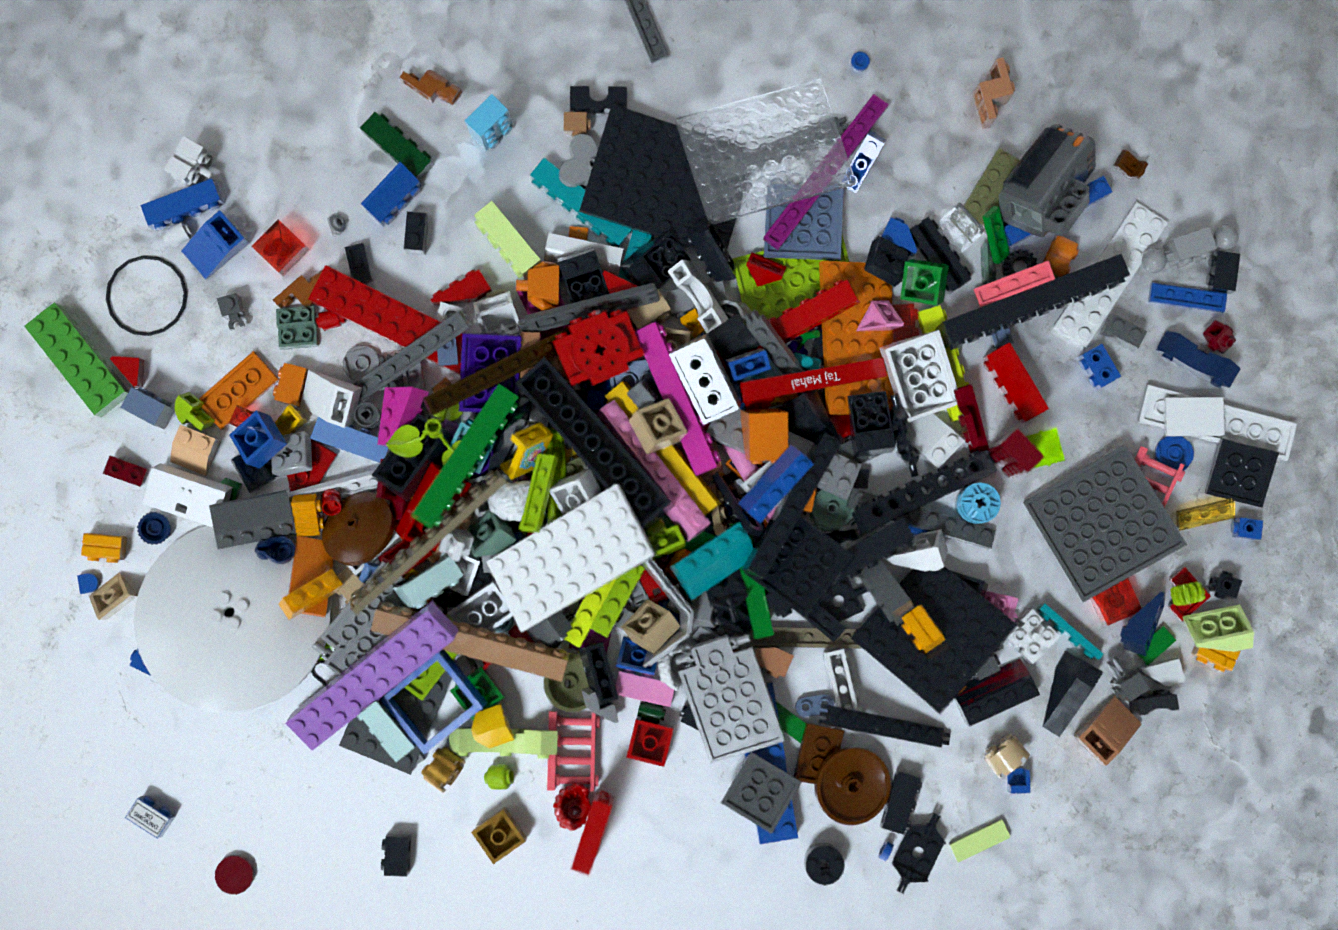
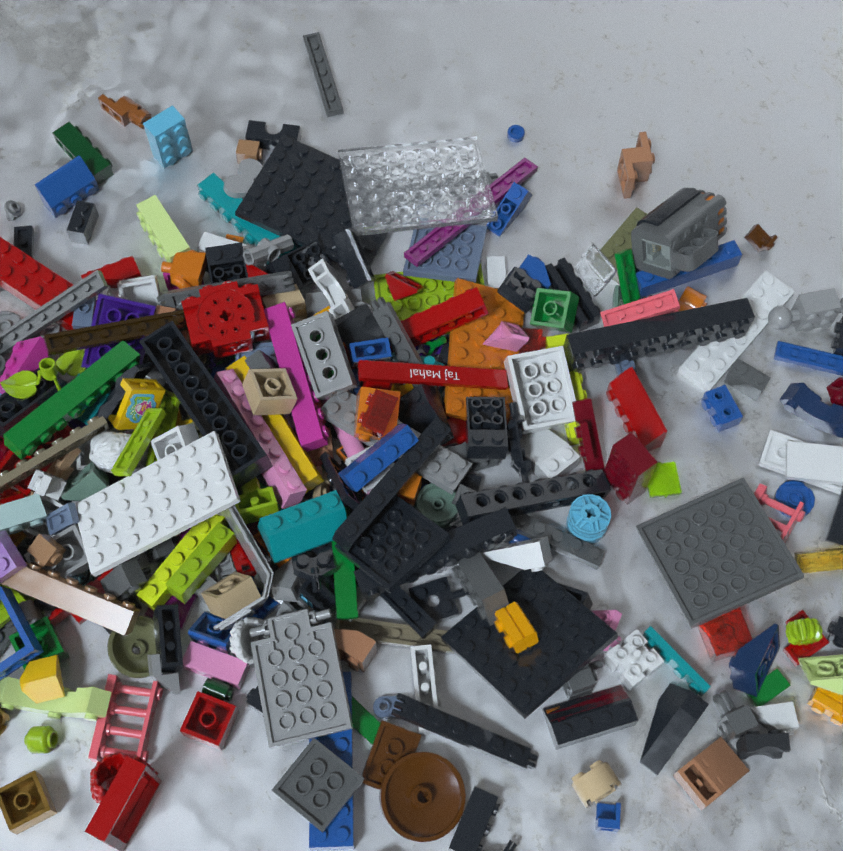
camera: 10 degrees right, 20 degrees down
(472, 611) = (46, 550): none -> medium nougat brick
(478, 576) = (62, 518): none -> sand blue plate
(622, 251) = (268, 250): none -> light grey piece
(769, 441) = (378, 413): none -> clear red brick
(857, 238) = (495, 271): none -> white tile

